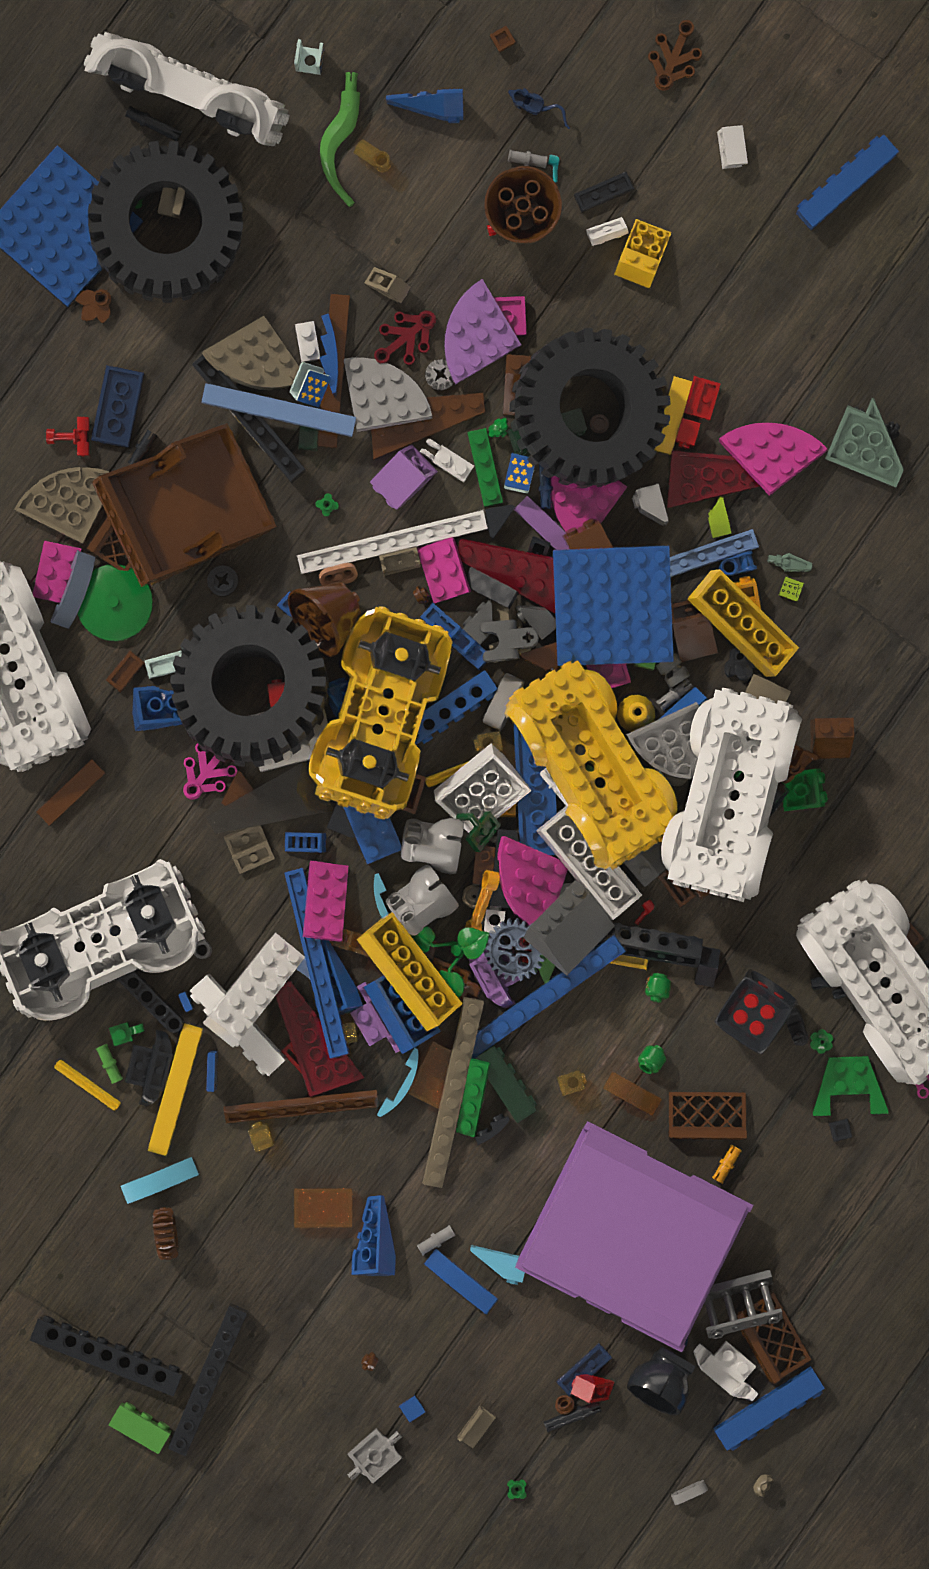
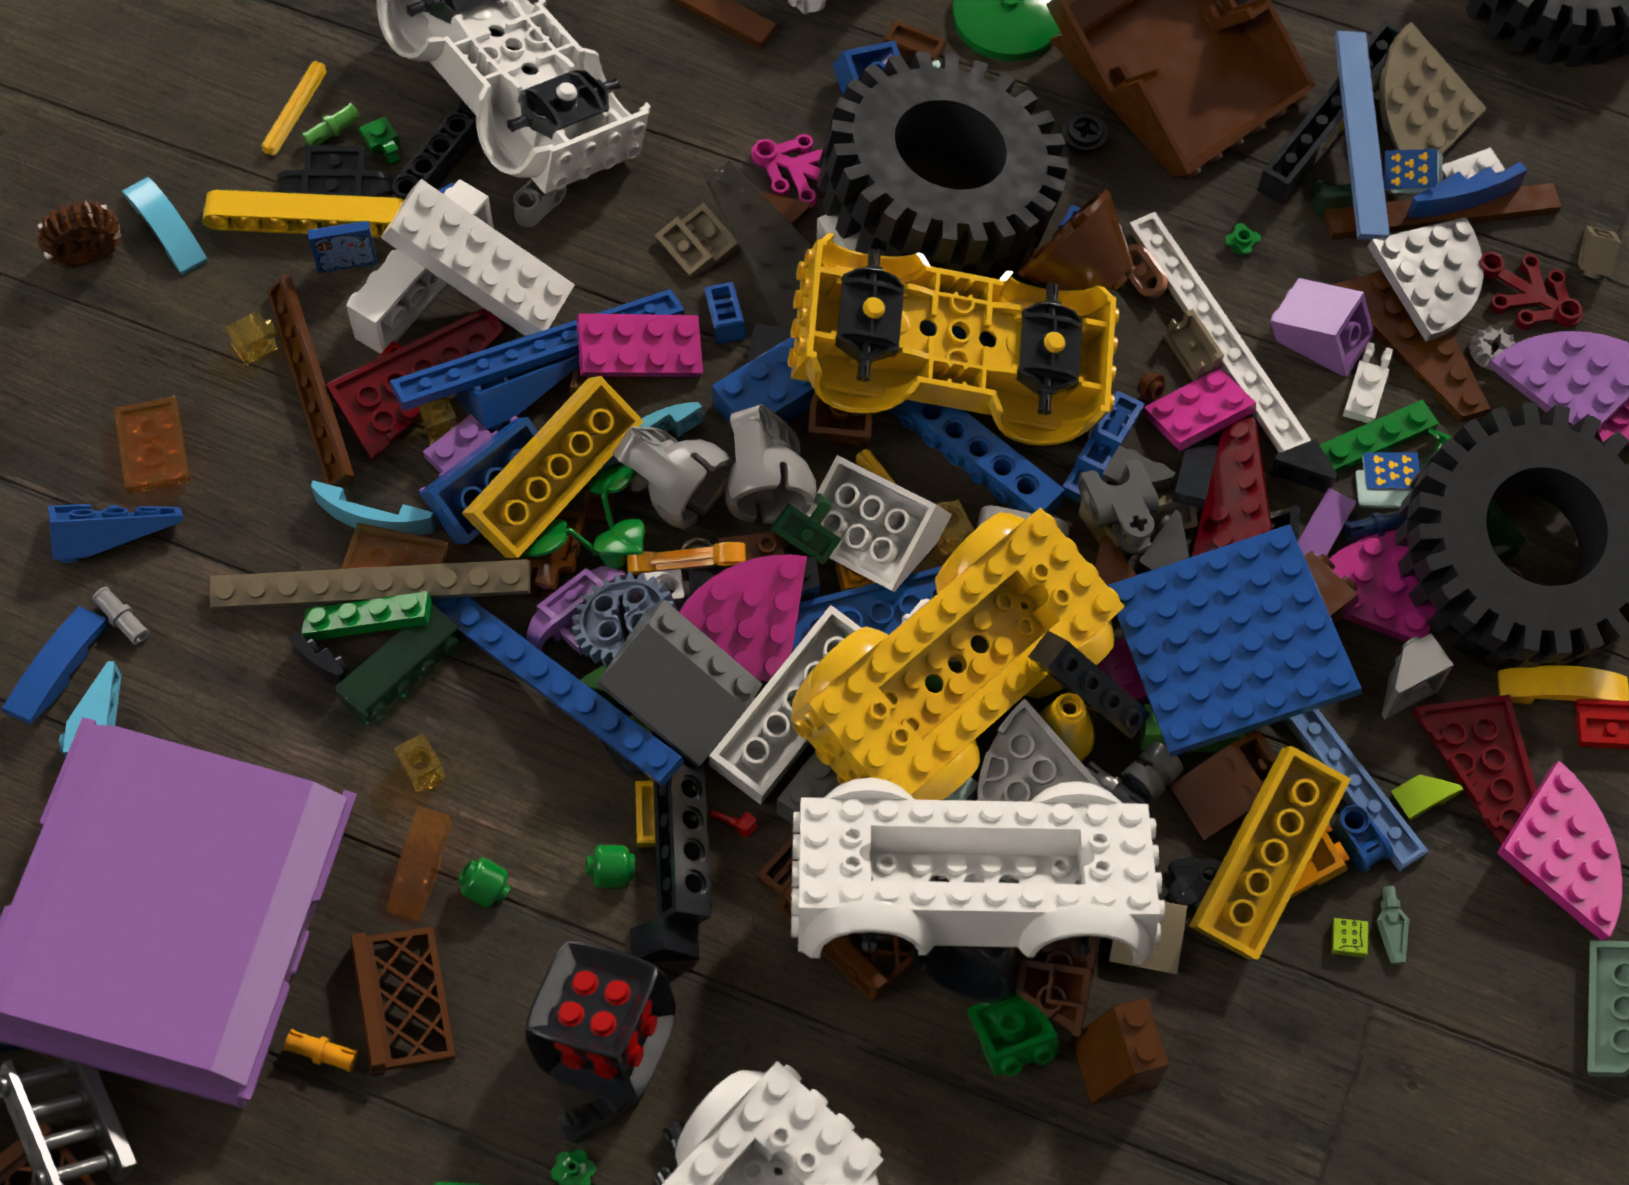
camera: 75 degrees right, 25 degrees down
(625, 696) = (1088, 681): none -> black brick
(687, 433) = (1546, 712): red brick -> none

